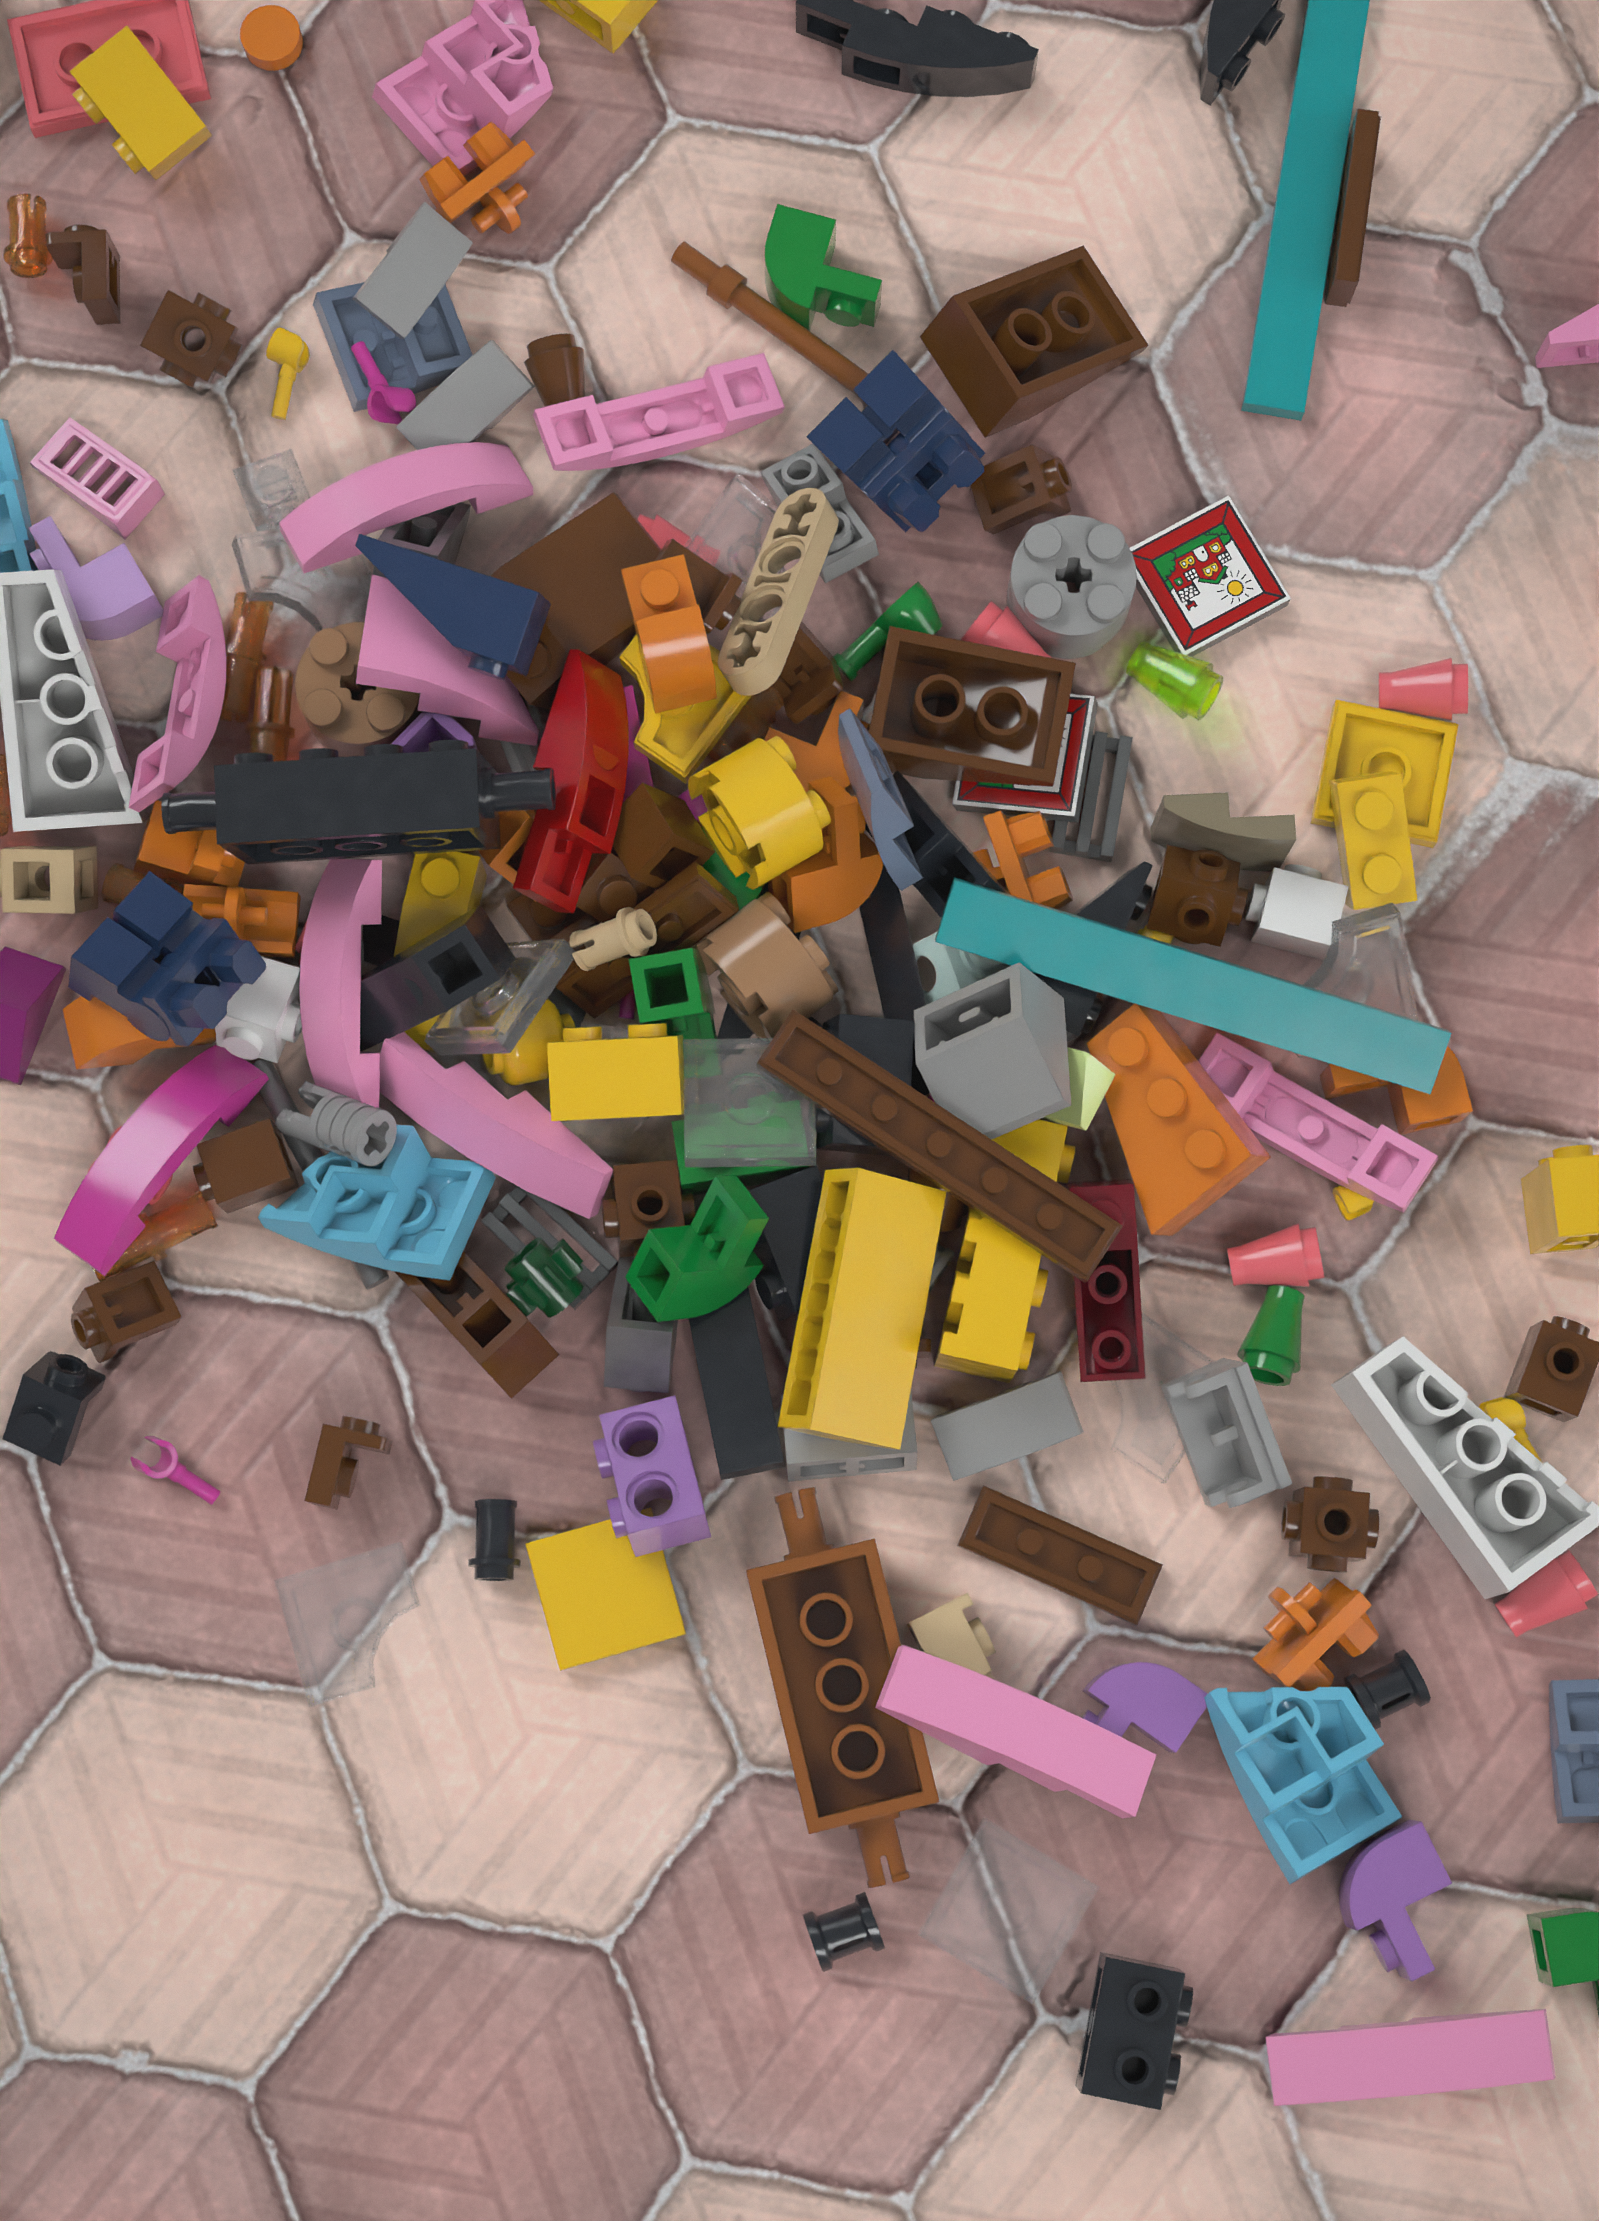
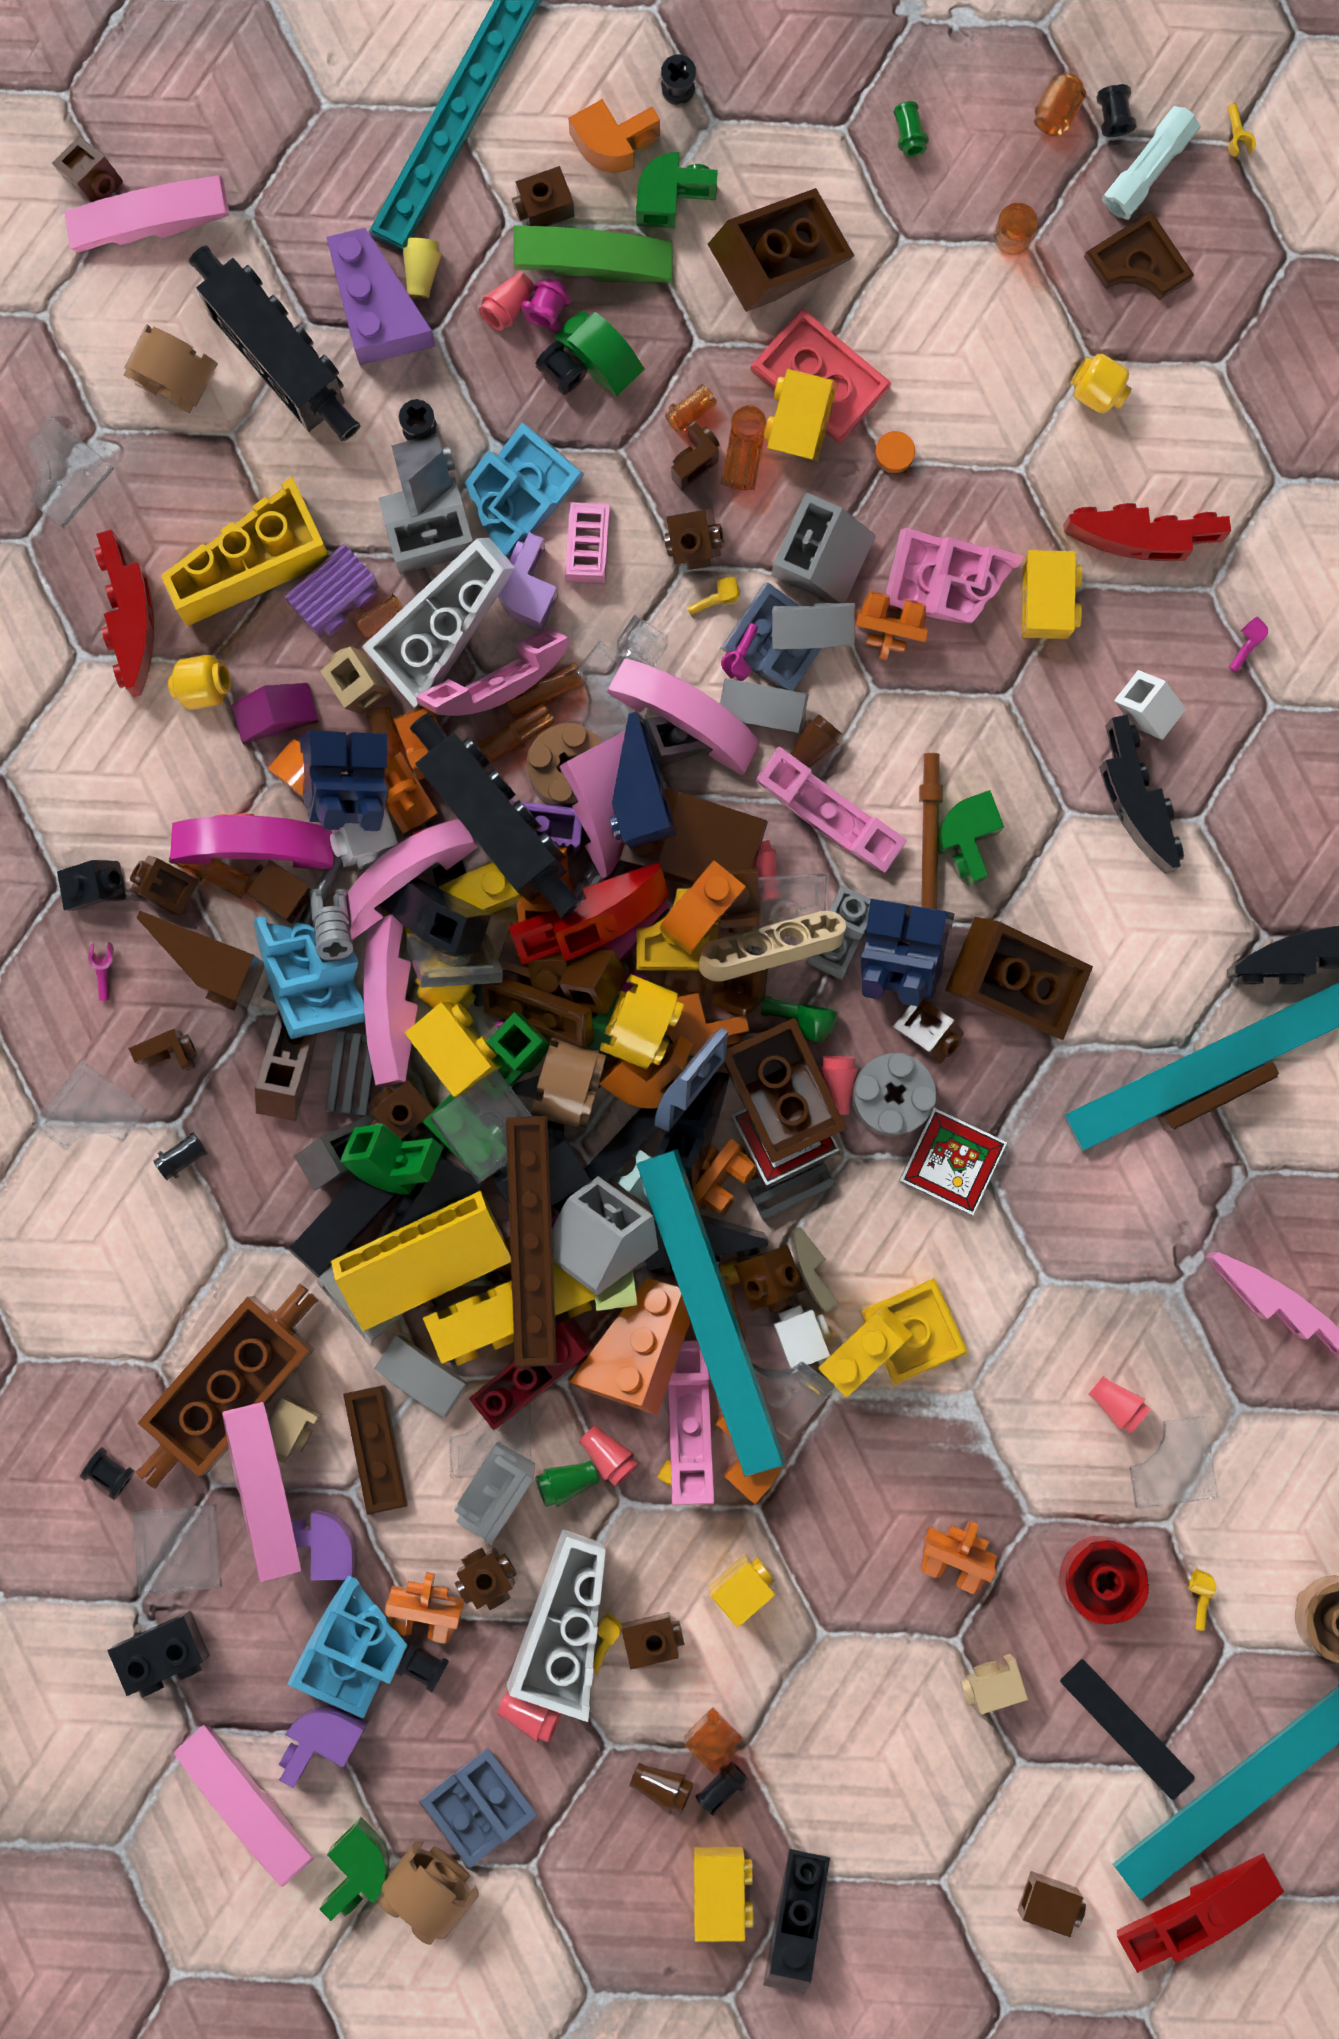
camera: 50 degrees right, 5 degrees up
(128, 205) = (743, 450): none -> clear orange piece
(272, 1314) = (216, 967): none -> reddish brown slope
(325, 198) = (823, 550): none -> light grey slope
(544, 1277) = (326, 1086): dark green gear -> none
(601, 1595) = (195, 1230): yellow tile -> none
(628, 933) = (528, 1001): tan pin -> none
(660, 1474) = (273, 1219): medium lavender brick -> none
(1176, 679) = (884, 1187): clear neon green cone -> none
(1426, 689) = (974, 1322): coral cone -> none

